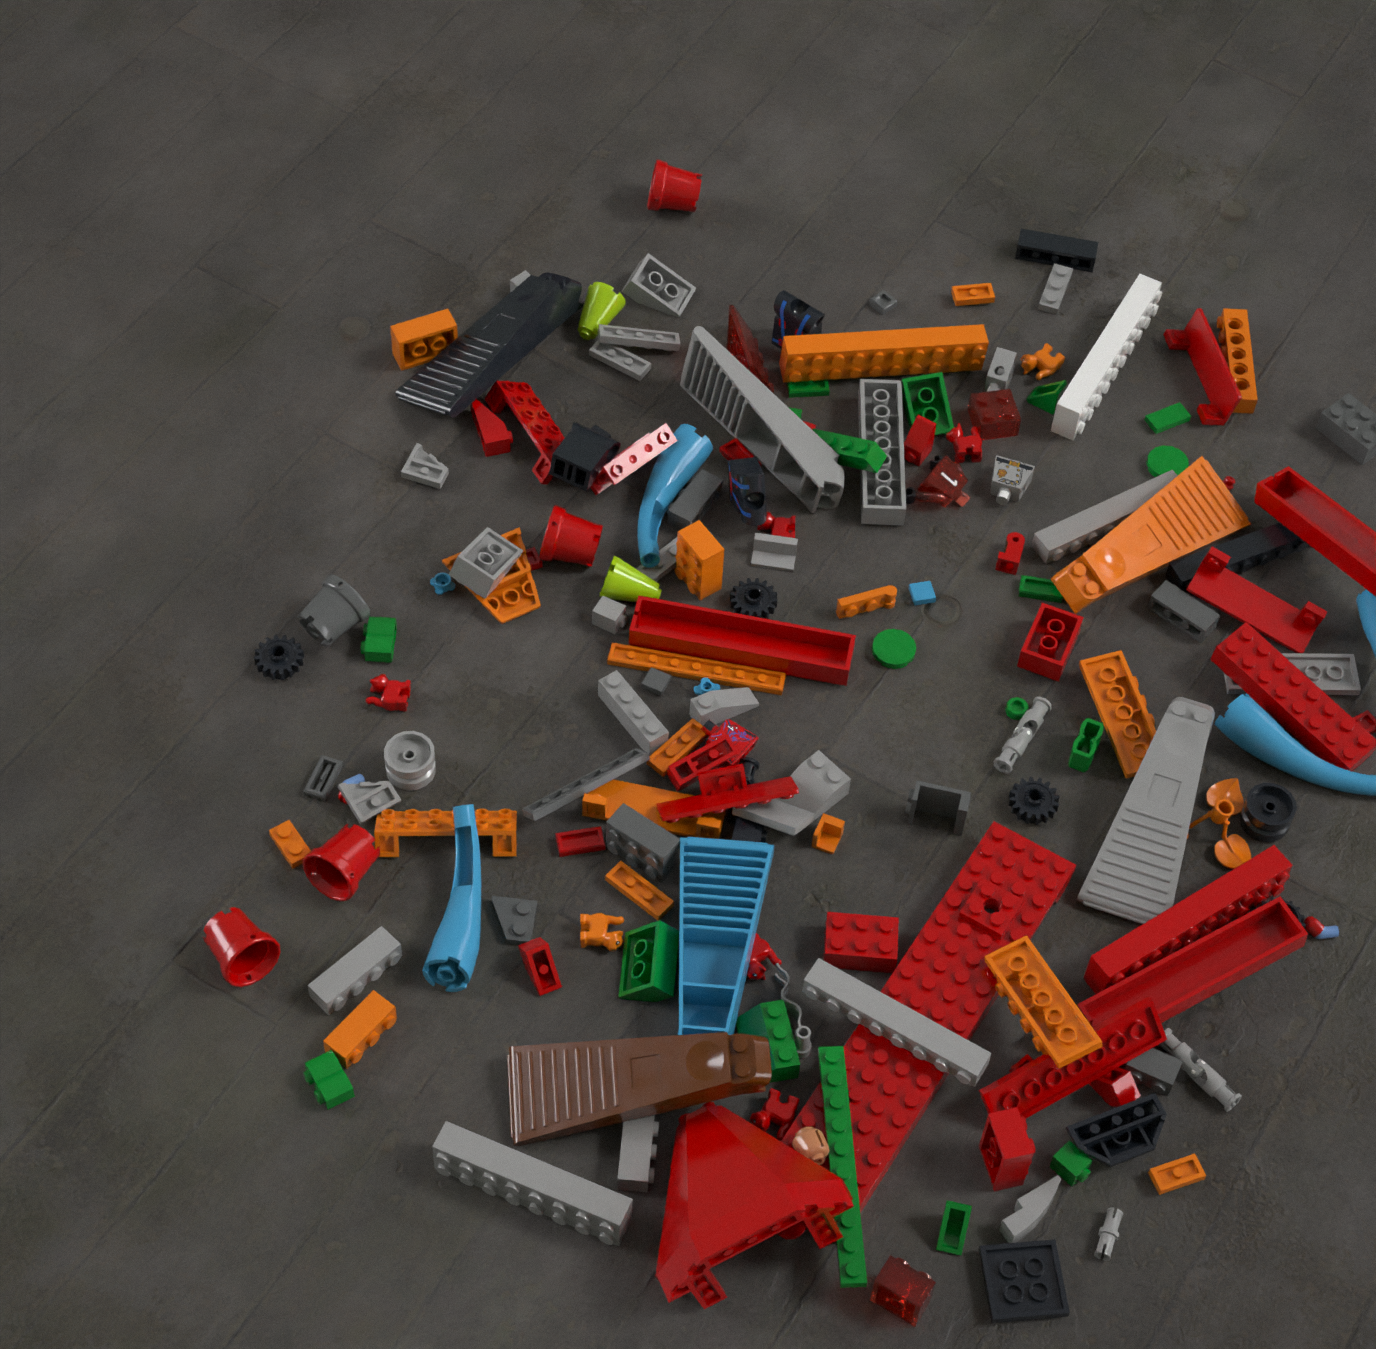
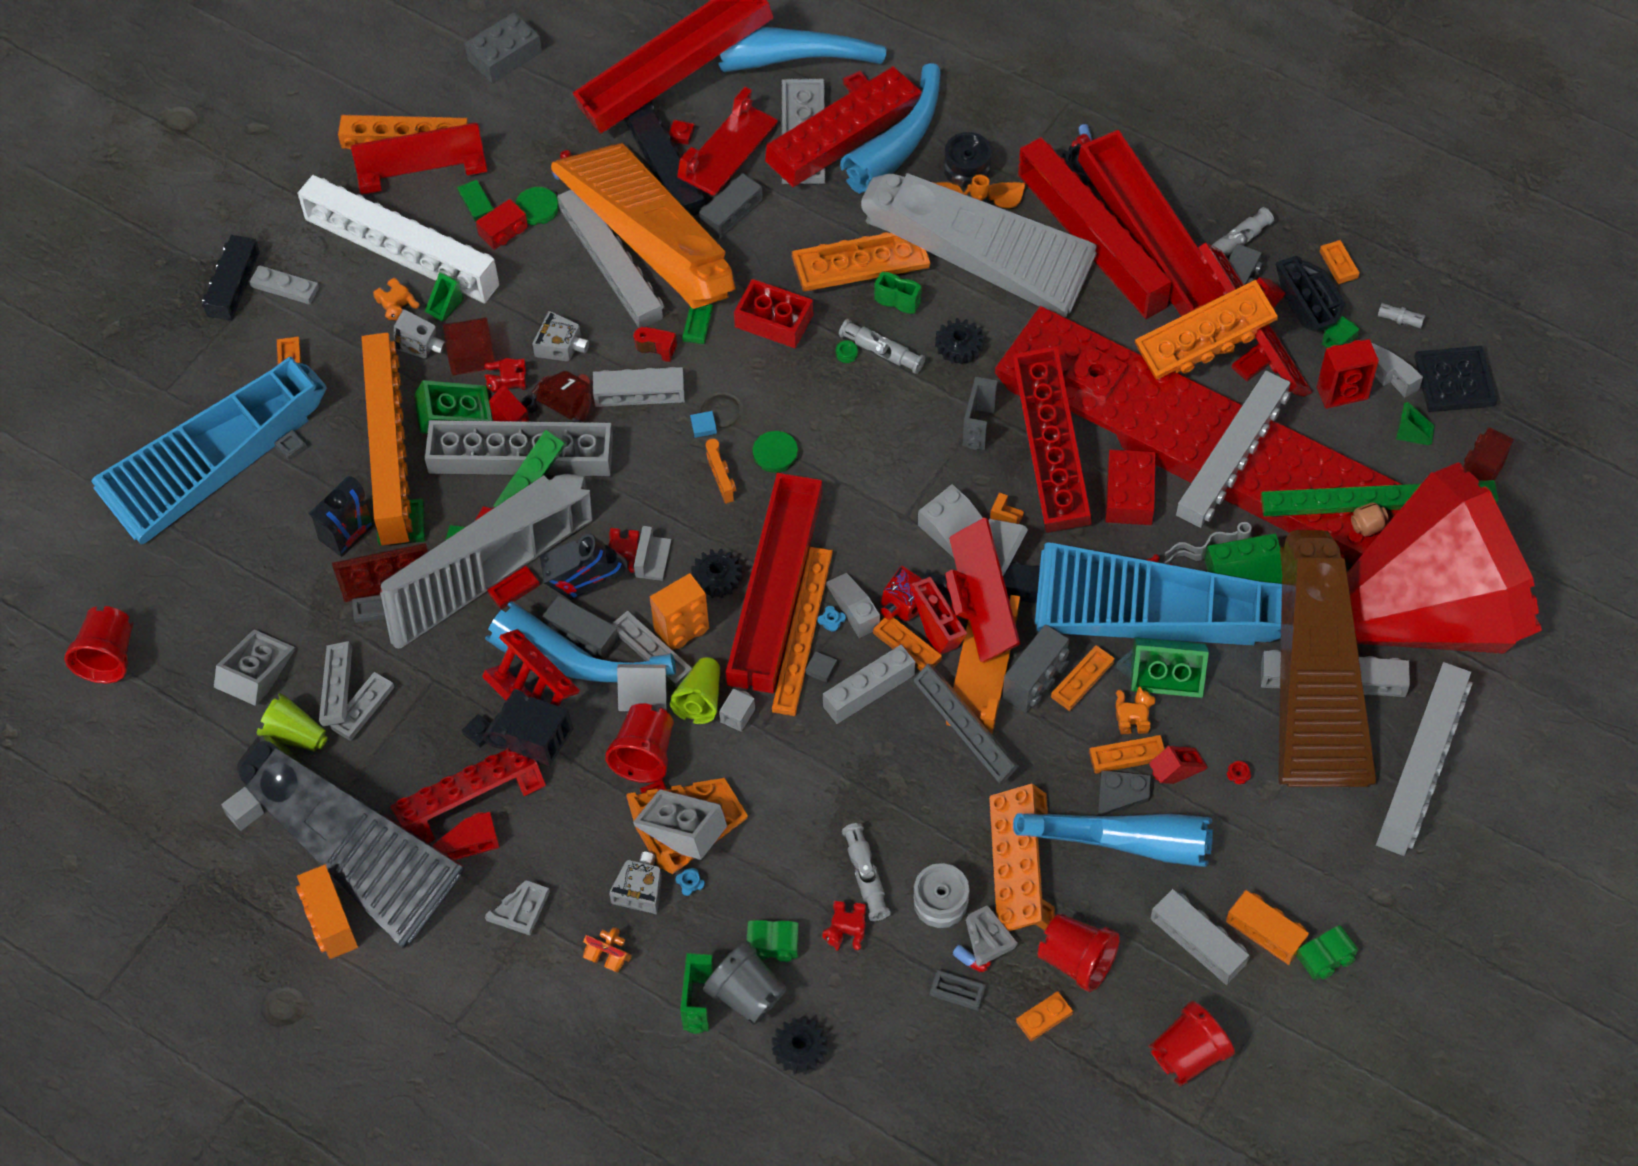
camera: 85 degrees left, 5 degrees up
(316, 569) = (697, 970): none -> green panel
(382, 523) = (616, 956): none -> orange hips
(437, 544) = (638, 885): none -> light grey torso
(447, 707) = (860, 856): none -> light grey piece
(531, 1014) = (1238, 766): none -> red plate
(554, 923) = (1125, 754): none -> orange plate
(580, 841) = (1024, 735): red tile -> none
(630, 538) = (641, 685): none -> light grey tile
(871, 246) = (208, 450): none -> dark azure brick
(904, 861) = (1051, 439): none -> red brick
(959, 540) = (638, 386): none -> light grey brick
(1138, 434) = (501, 224): none -> red brick
(1275, 574) = (681, 132): none -> red plate

